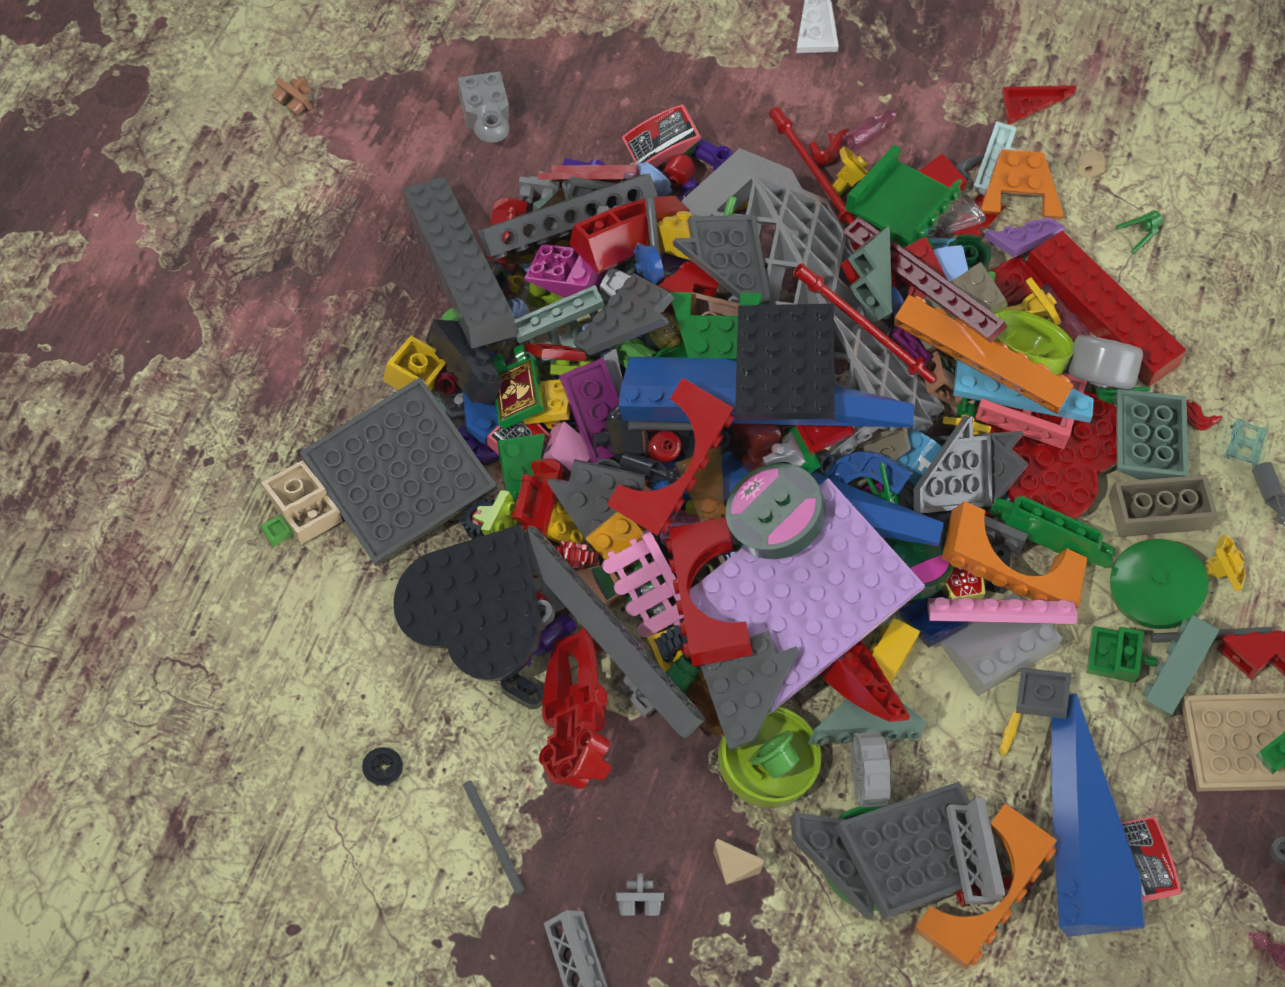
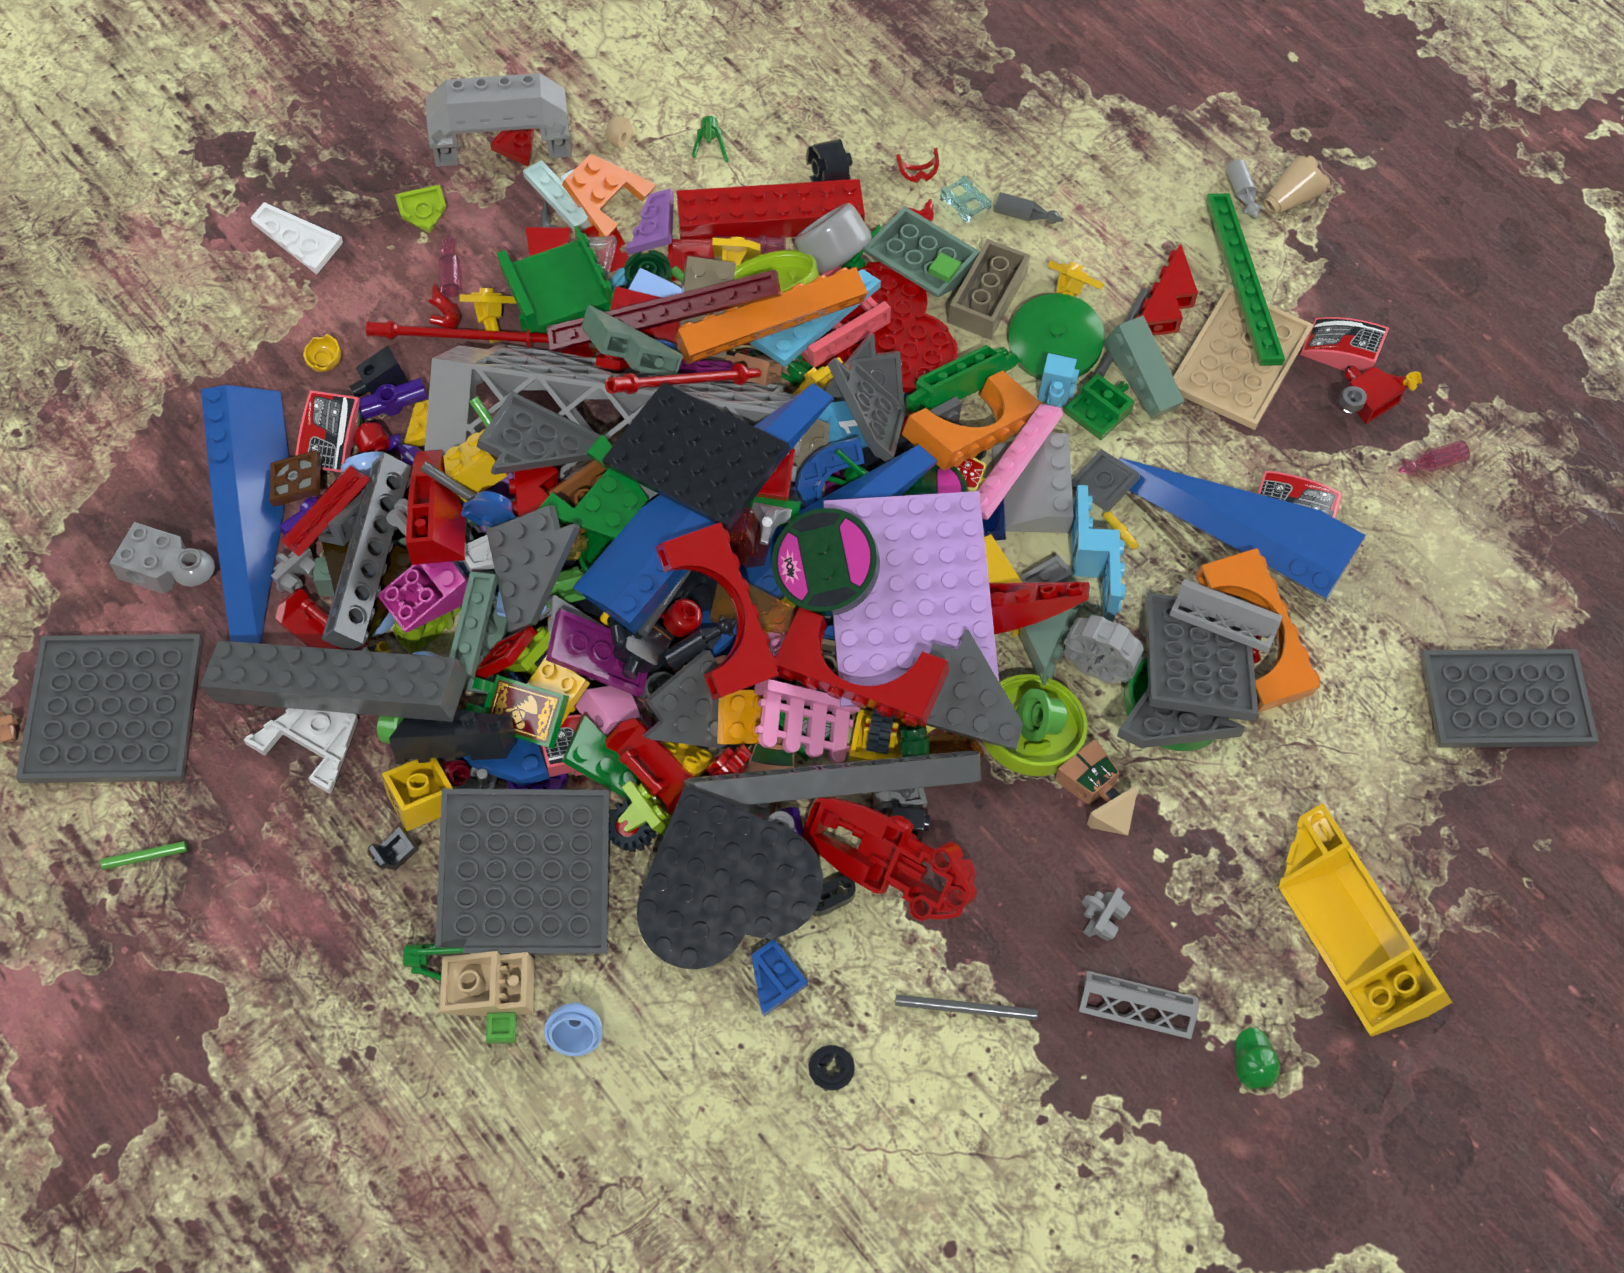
camera: 55 degrees left, 0 degrees up
(265, 241) = (143, 855): none -> bright green bar
(294, 446) = (419, 955): none -> green plant
(300, 573) = (573, 1029): none -> light blue piece
(356, 151) = (110, 708): none -> dark grey plate
(363, 383) = (394, 850): none -> black bracket
(422, 283) = (318, 731): none -> white wing
(430, 687) = (775, 977): none -> blue wing
(581, 121) = (242, 439): none -> blue wedge
(608, 142) = (295, 478): none -> reddish brown piece
(620, 710) = (915, 816): none -> black brick
(728, 97) = (322, 353): none -> yellow hair
(736, 136) = (376, 371): none -> black torso
(756, 823) = (1089, 774): none -> nougat torso
(909, 79) = (422, 206): none -> lime plate
(917, 696) = (1050, 571): none -> light grey plate
(963, 721) = (1097, 553): none -> medium azure bracket
(1024, 65) = (496, 105): none -> light grey wedge
(1108, 605) = (1058, 380): none -> medium azure brick
(1146, 457) = (944, 267): none -> bright green tile
(1185, 321) = (829, 161): none -> black brick
(1236, 377) = (921, 174): none -> red helmet

